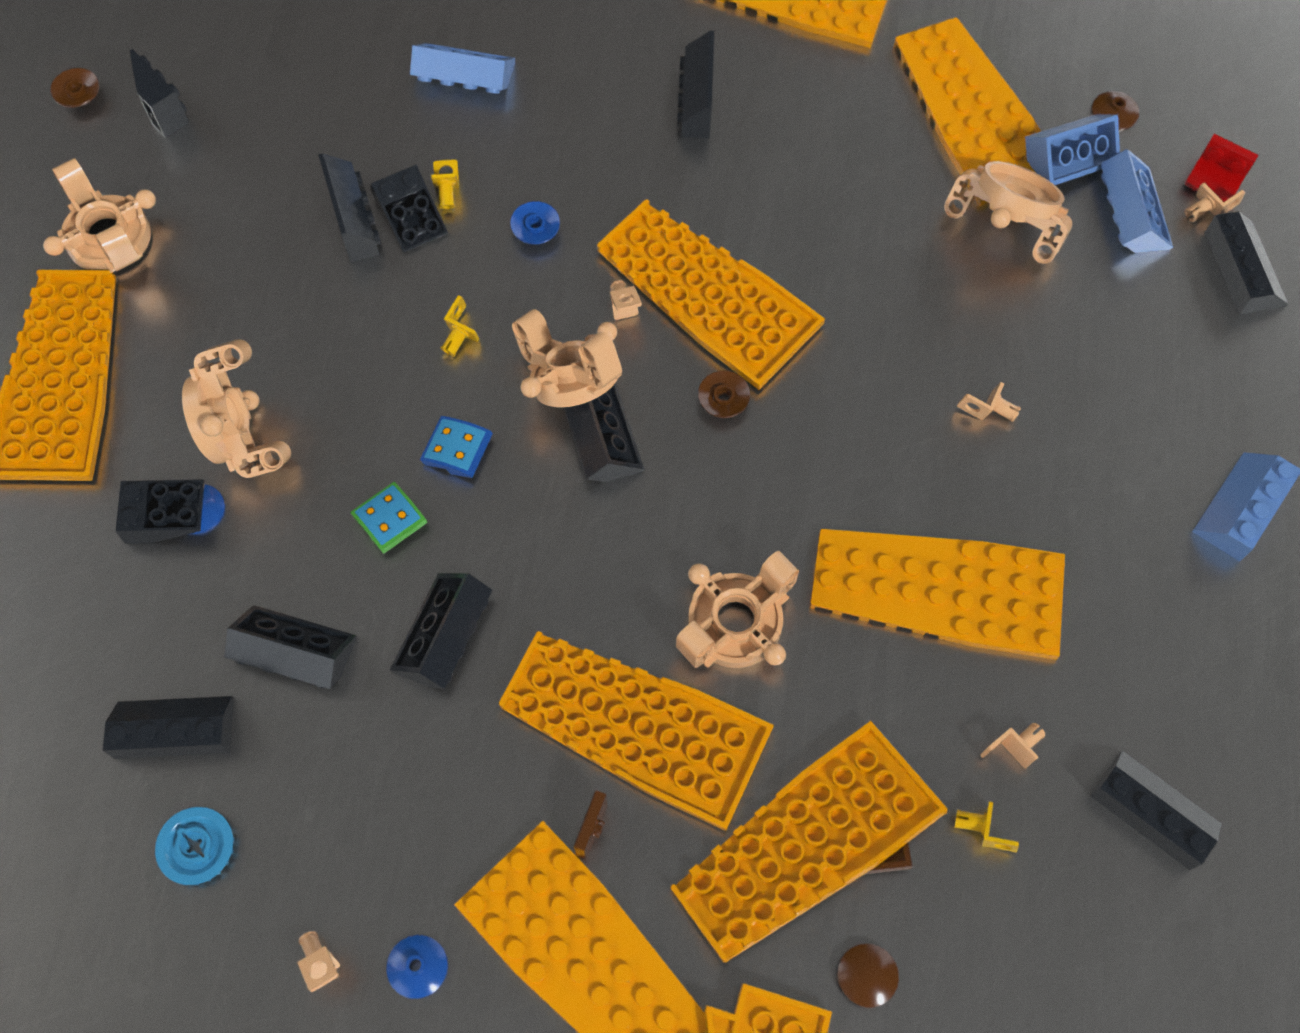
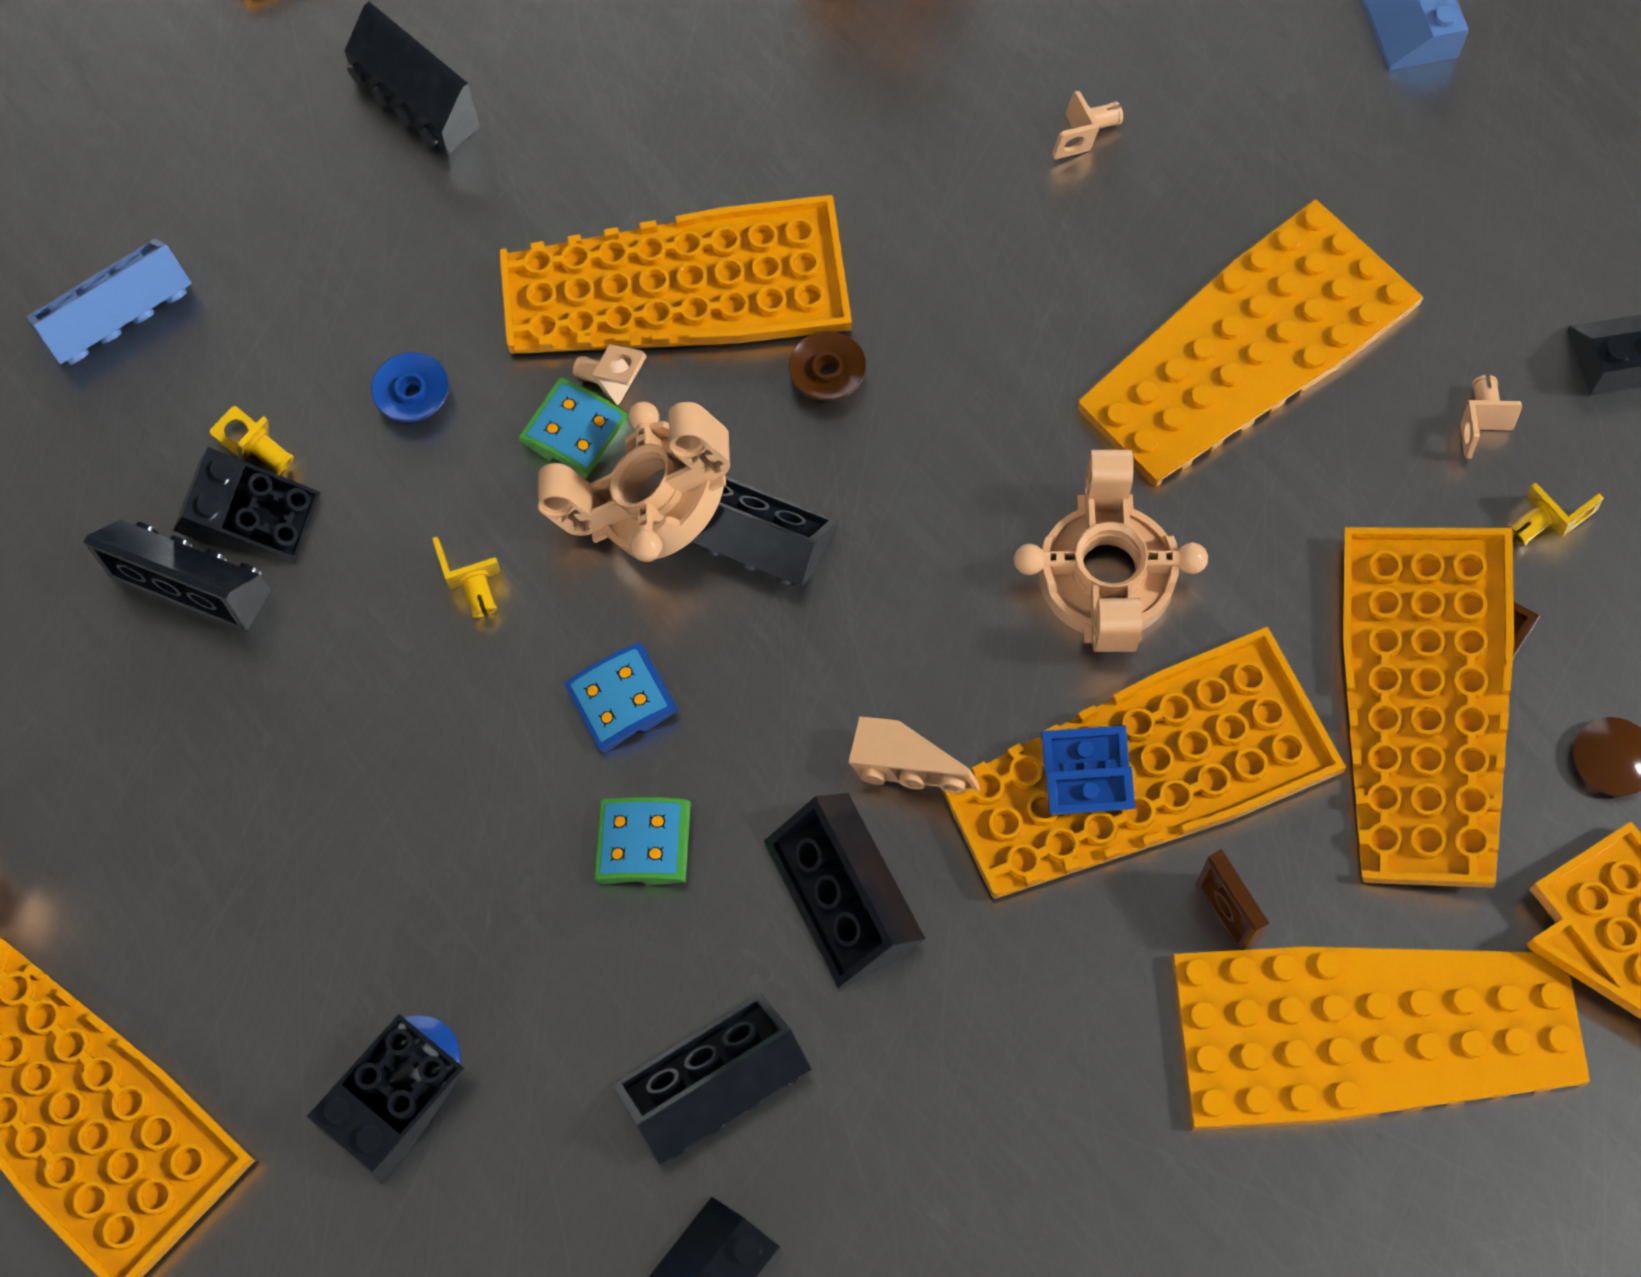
camera: 45 degrees left, 0 degrees up
(221, 414) = (341, 923): light nougat piece -> none
(429, 976) = (1215, 1243): blue dish -> none
(535, 597) = (896, 753): none -> light nougat slope
(581, 309) = (573, 427): none -> dark azure slope
(604, 696) = (1087, 770): none -> blue slope

